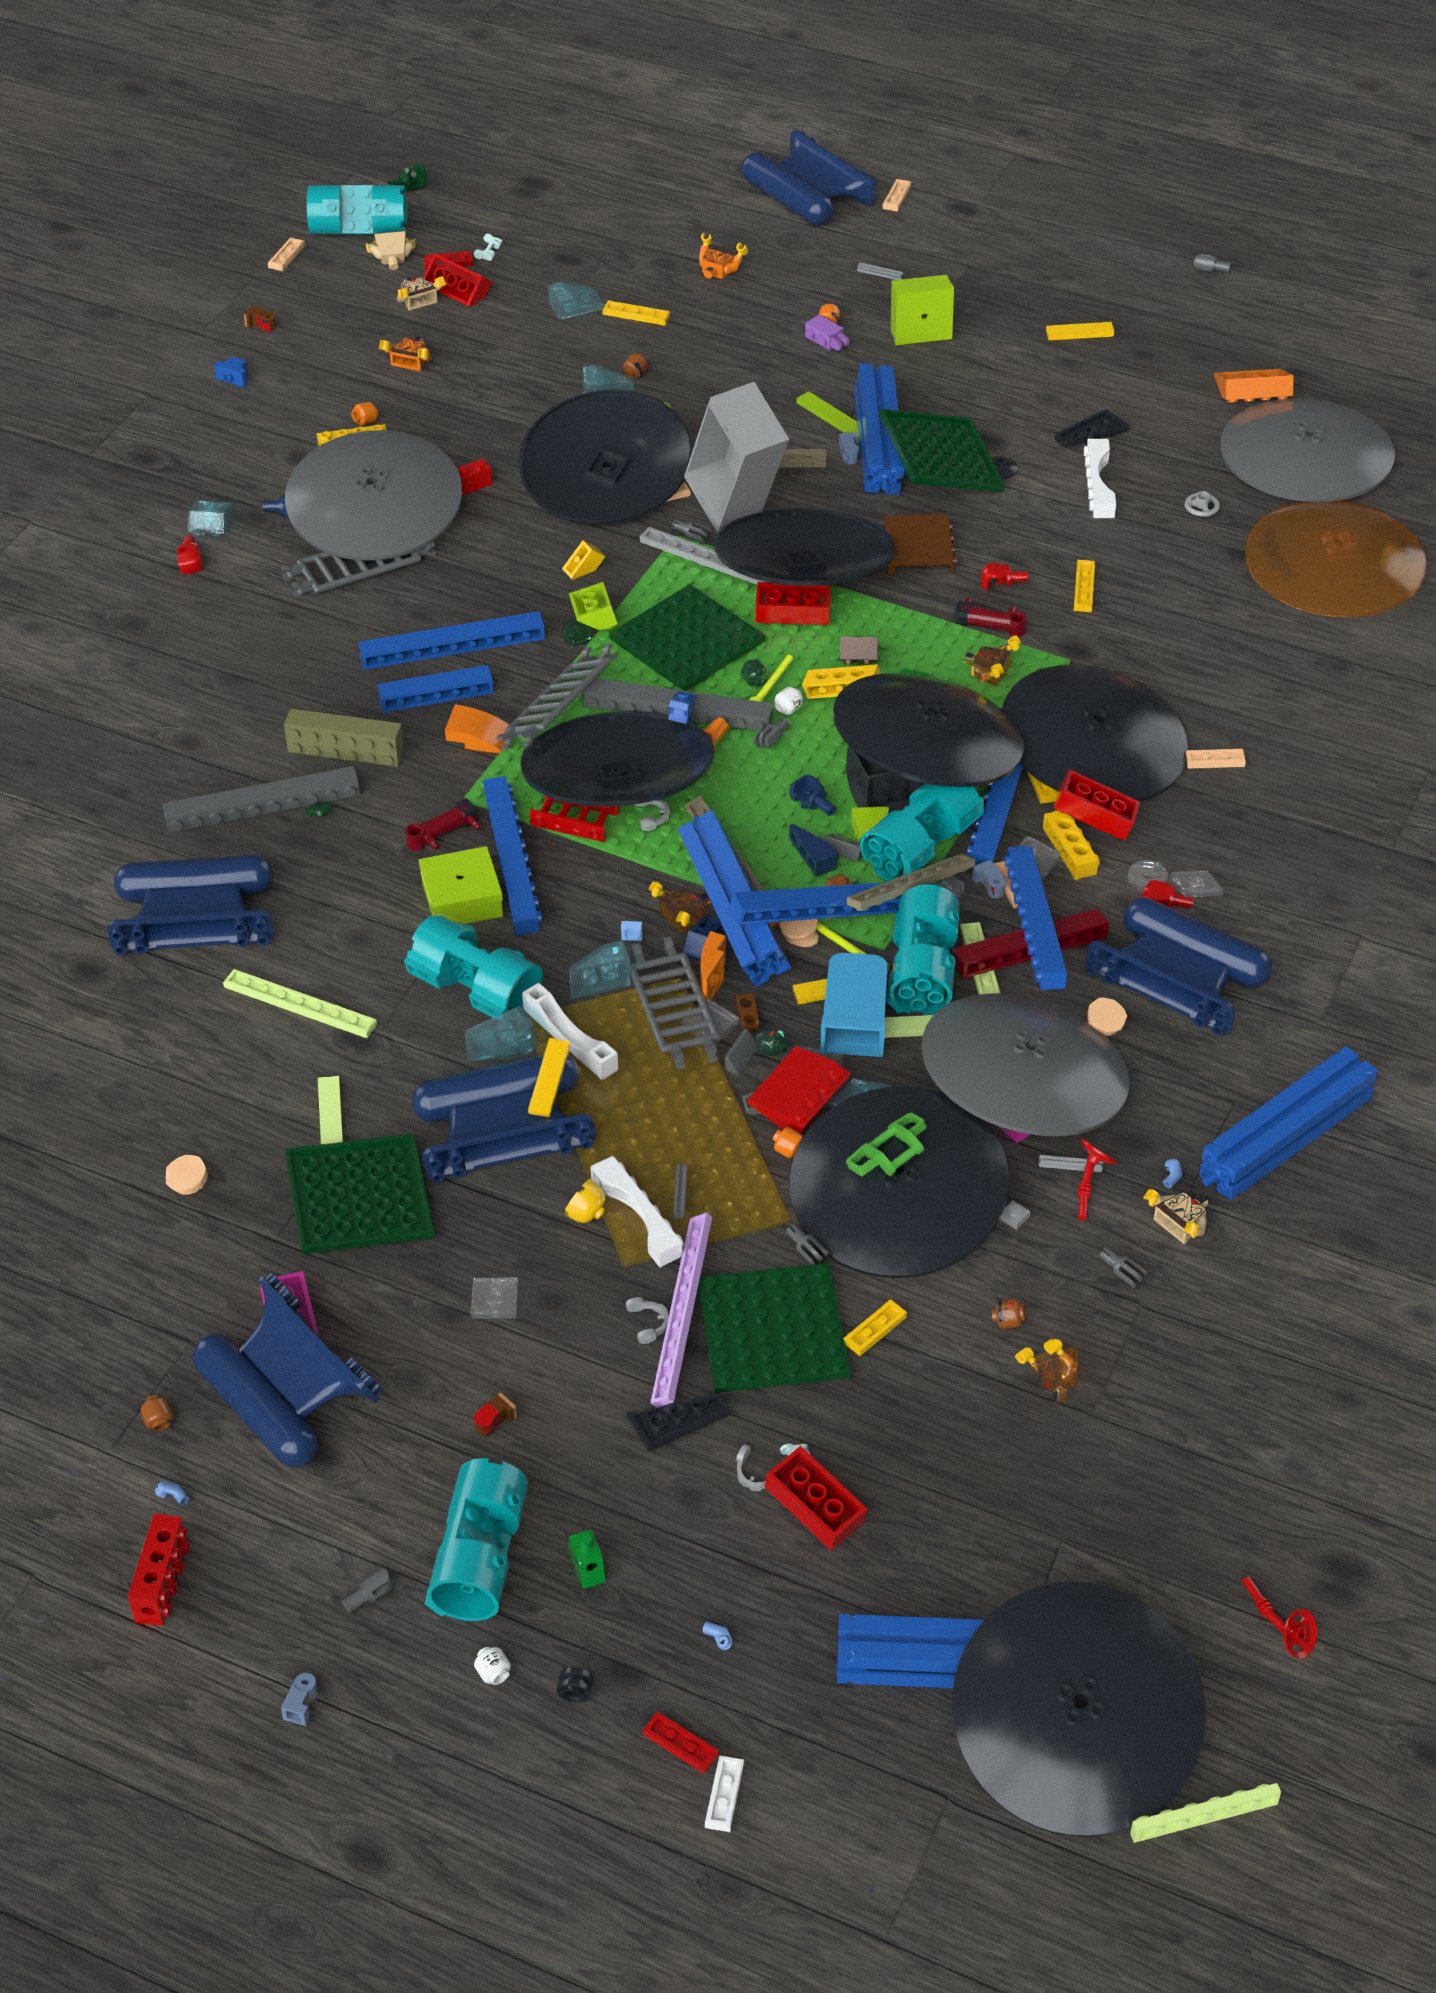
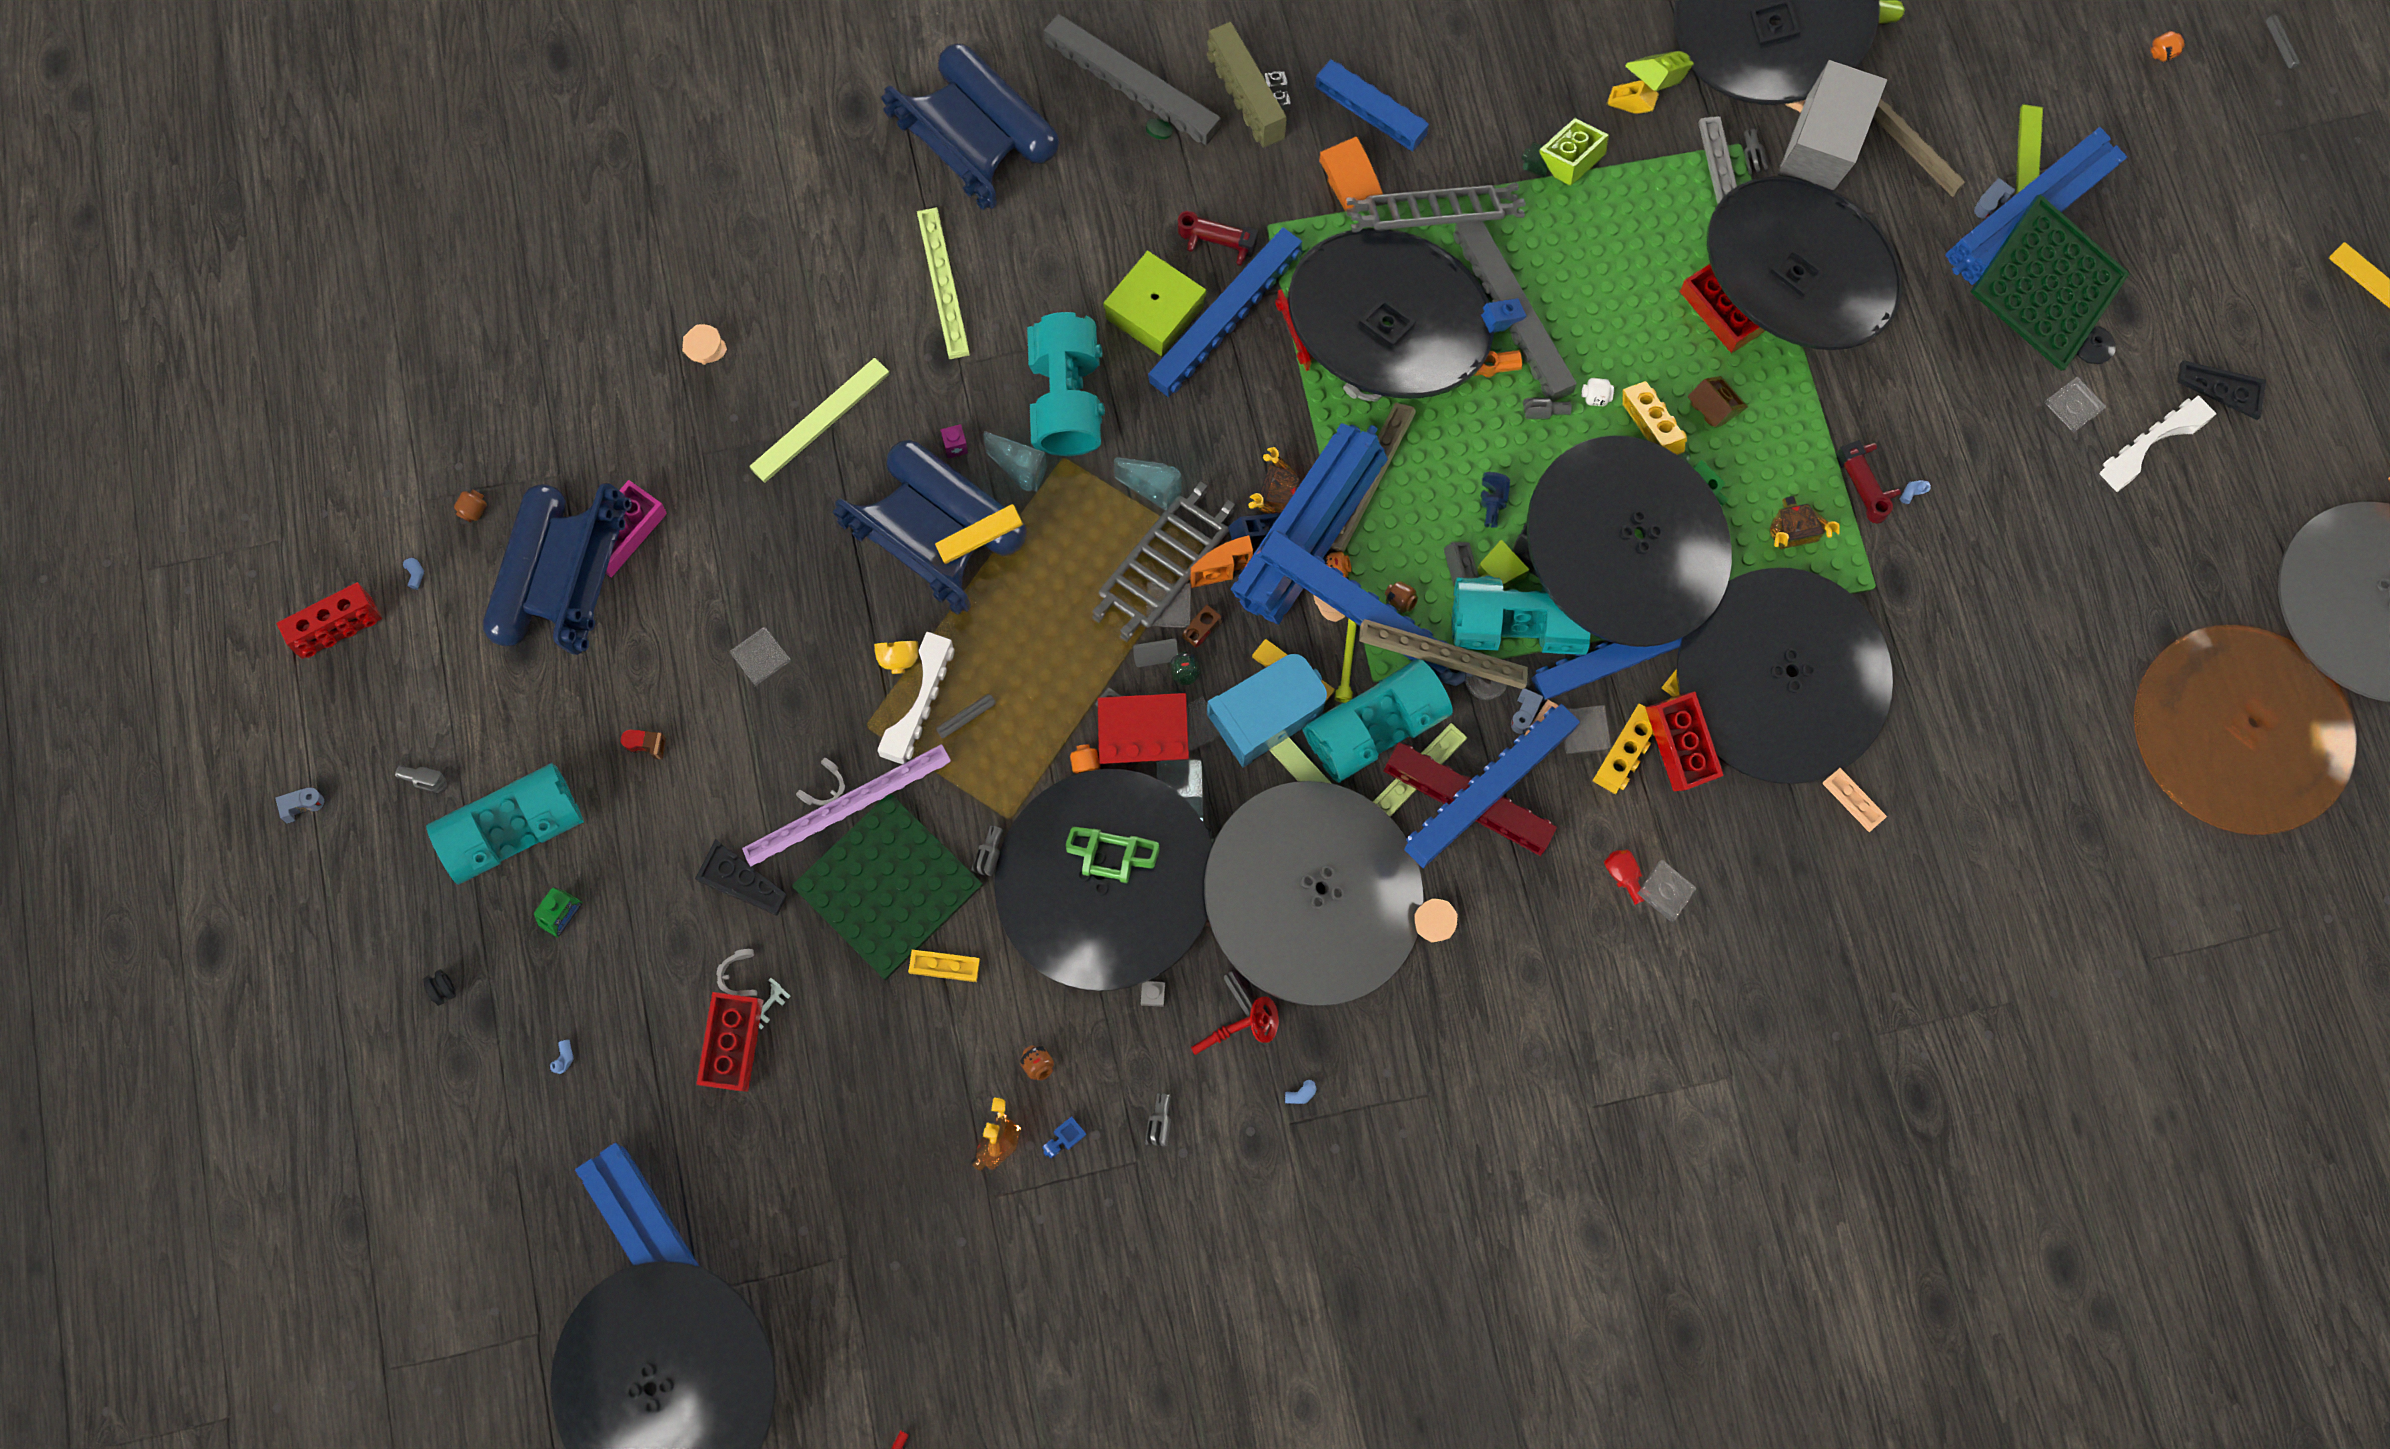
camera: 50 degrees right, 25 degrees up
(358, 1193) = (779, 479): dark green plate -> none
(443, 1065) = (954, 441): none -> magenta brick
(451, 640) = (1441, 72): blue brick -> none
(492, 1665) = (419, 914): white head -> none
(582, 529) = (1661, 69): none -> lime slope
(593, 1053) = (1061, 508): white arch -> none
(631, 931) = (1220, 468): light blue tile -> none
(680, 1742) = (446, 1100): red plate -> none
(687, 637) = (1610, 251): dark green plate -> none
(724, 1793) = (428, 1163): white tile -> none
(754, 673) = (1607, 339): clear green head -> none
(773, 679) = (1575, 366): neon yellow piece -> none
(815, 851) = (1428, 551): dark blue slope -> none
(825, 333) = (2139, 61): medium lavender hinge -> none
(921, 540) = (1915, 350): reddish brown panel -> none
(922, 309) = (2241, 121): lime container -> none
(1001, 573) = (1932, 446): red piece -> none
(1018, 601) = (1914, 488): none -> medium blue arm
(1034, 498) = (2075, 404): none -> clear tile
(1084, 585) = (1991, 530): yellow tile -> none
(1086, 1331) = (1068, 1134): none -> blue plate
(1146, 867) = (1649, 828): clear tile -> none
(1179, 1214) = (1253, 1133): torso -> none
(1180, 963) = (1552, 942): dark blue piece -> none
(1201, 501) = (2216, 550): light grey piece -> none
(1287, 1123) = (1426, 1158): blue brick -> none

